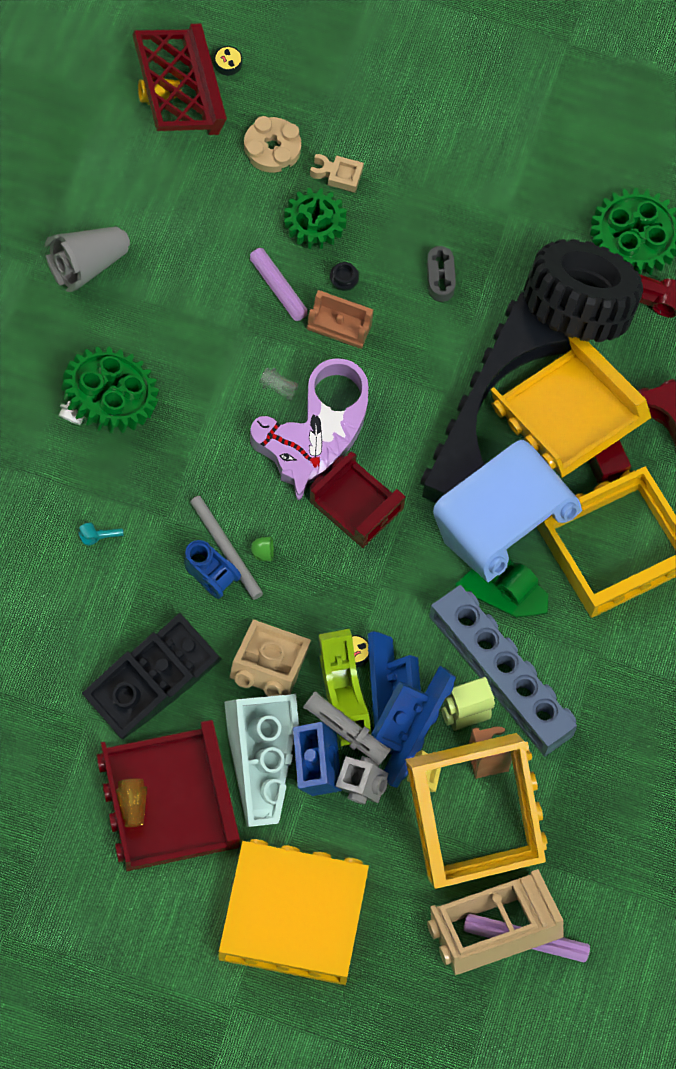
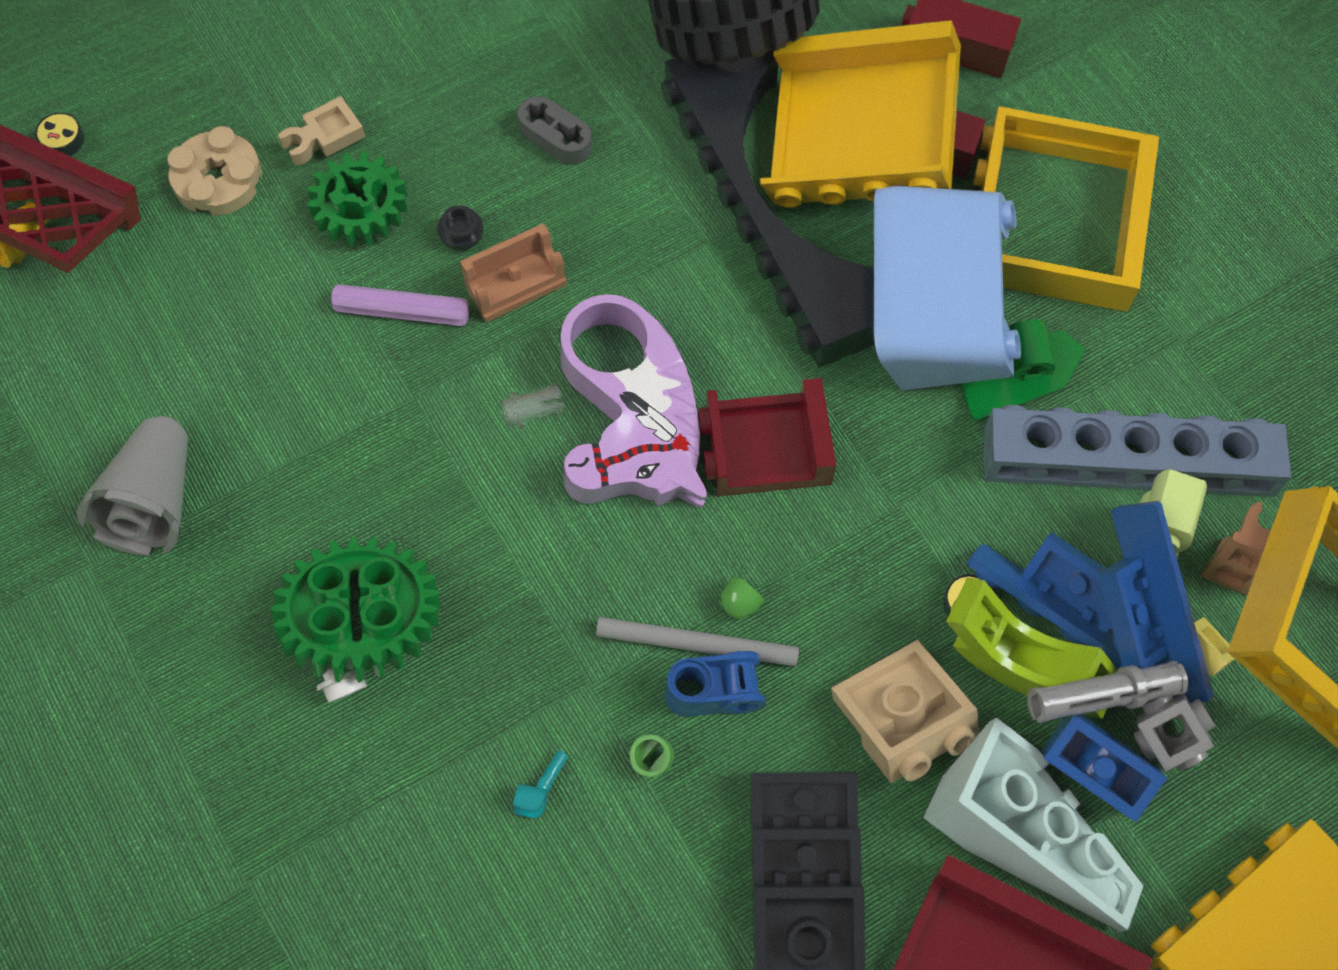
camera: 45 degrees left, 0 degrees up
(153, 562) = (644, 748): none -> bright green hinge

